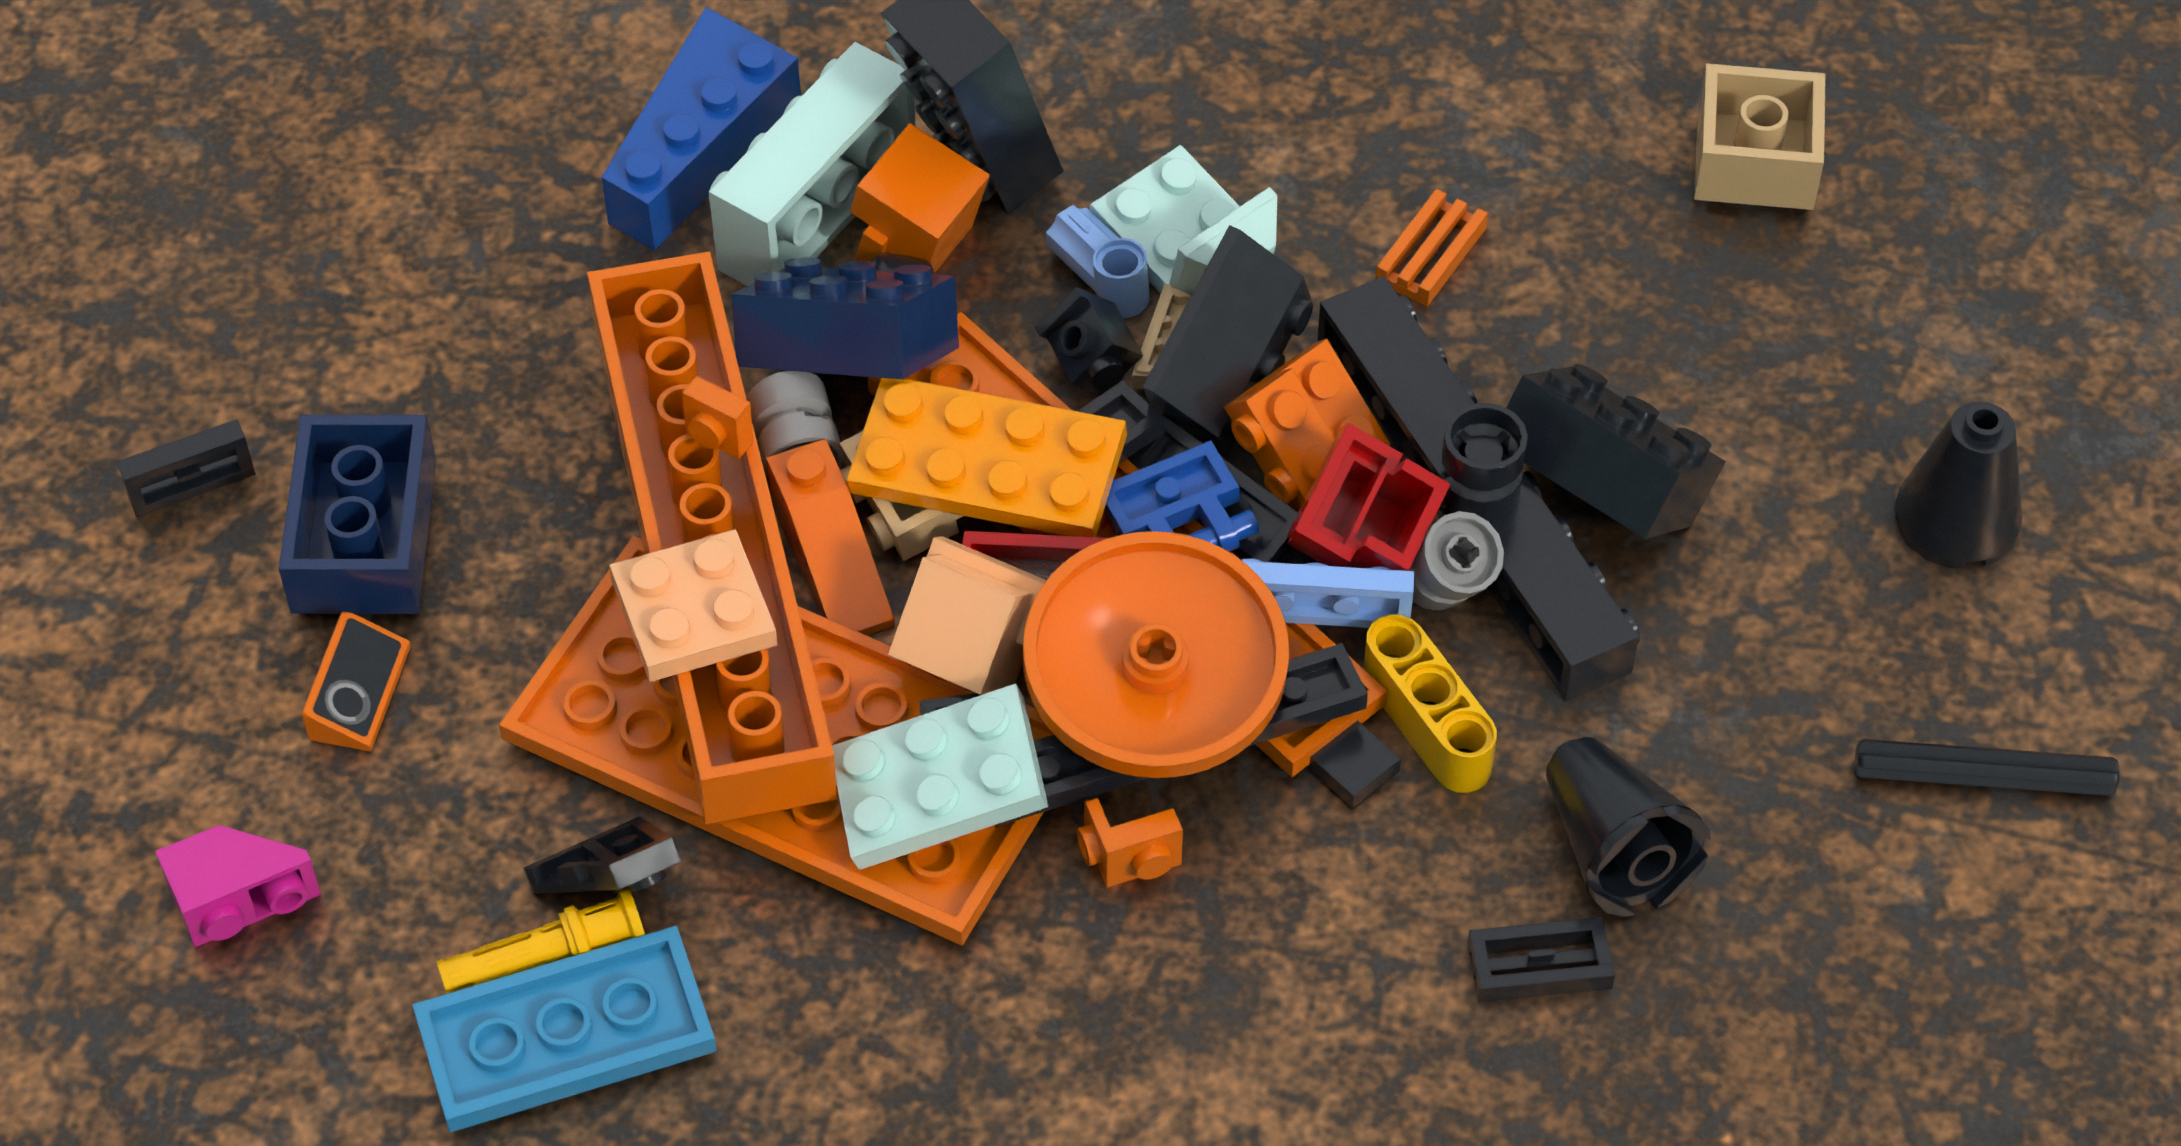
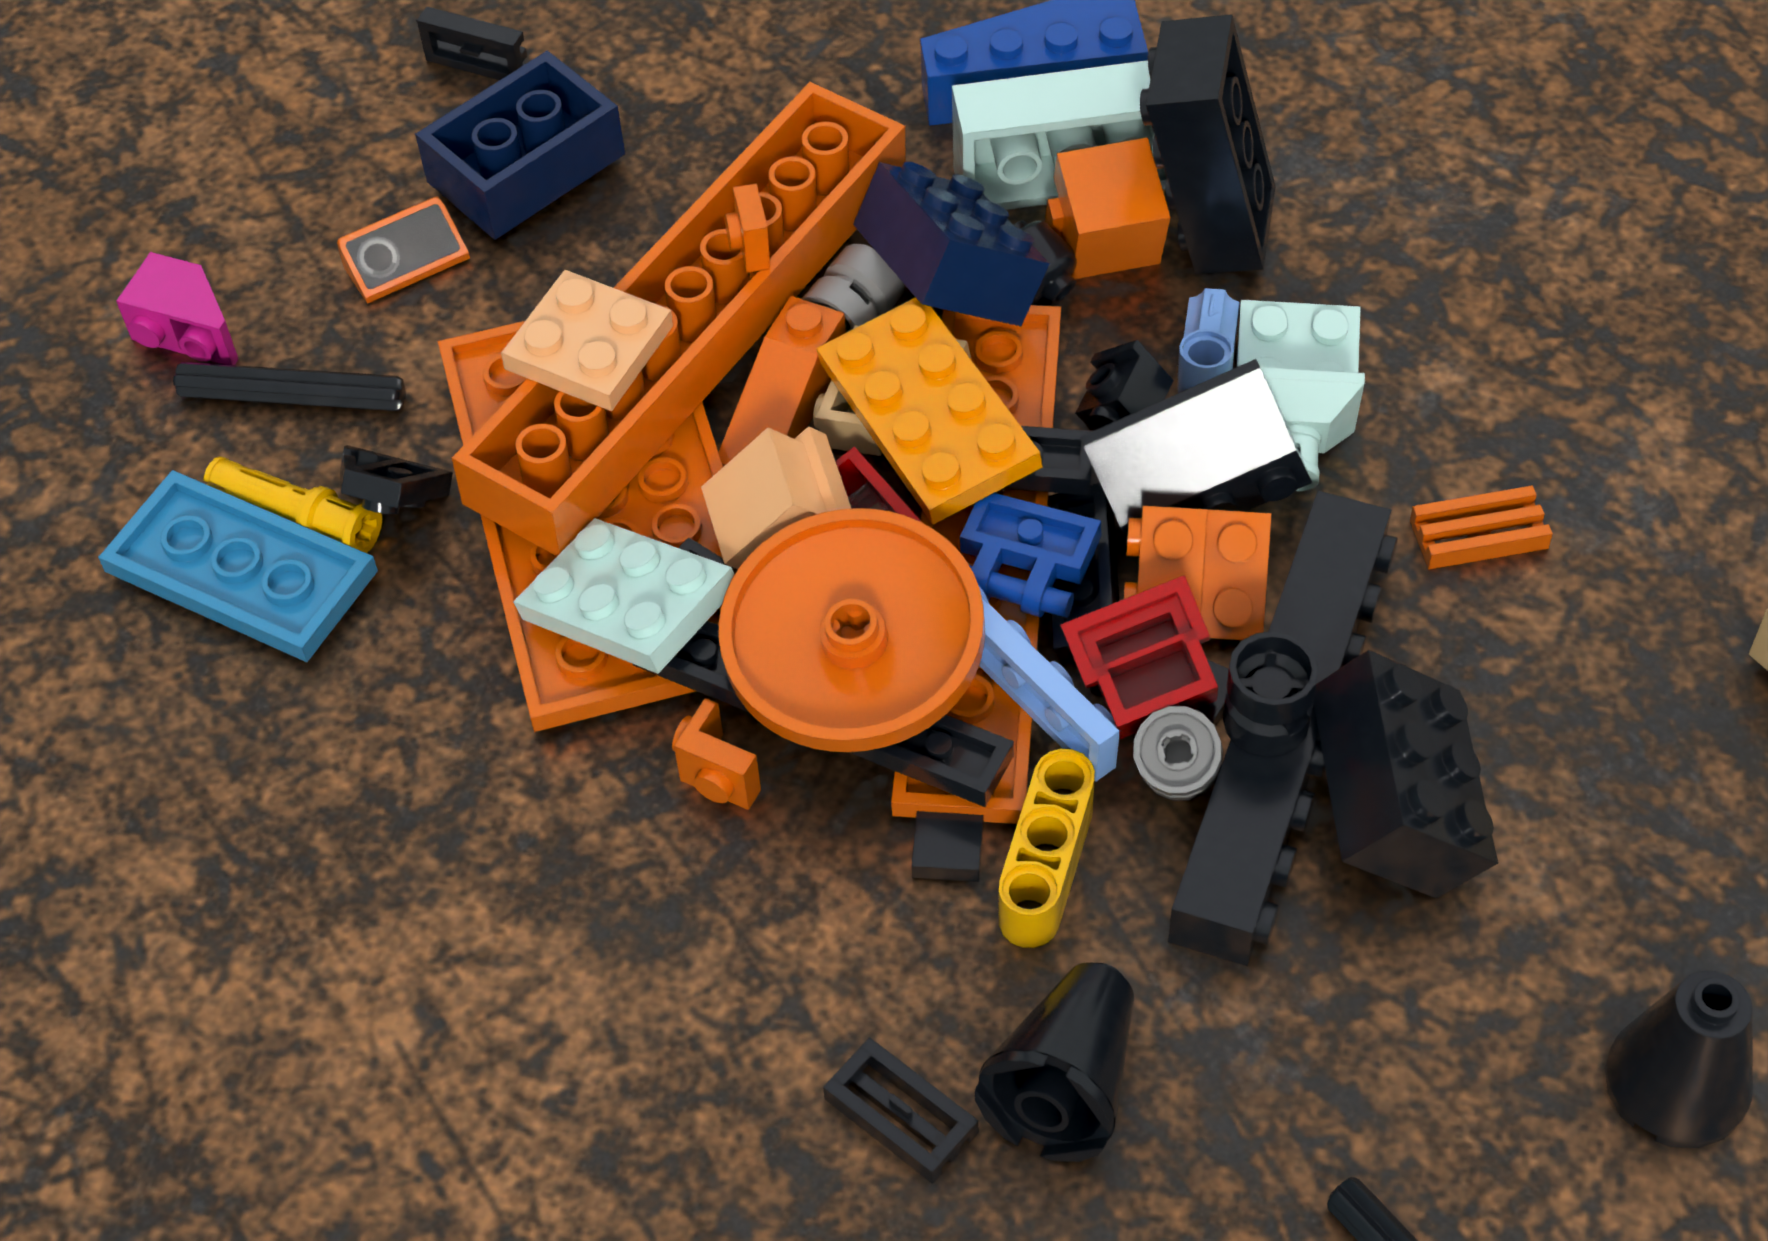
camera: 50 degrees right, 0 degrees up
(404, 866) = (289, 386): none -> black axle

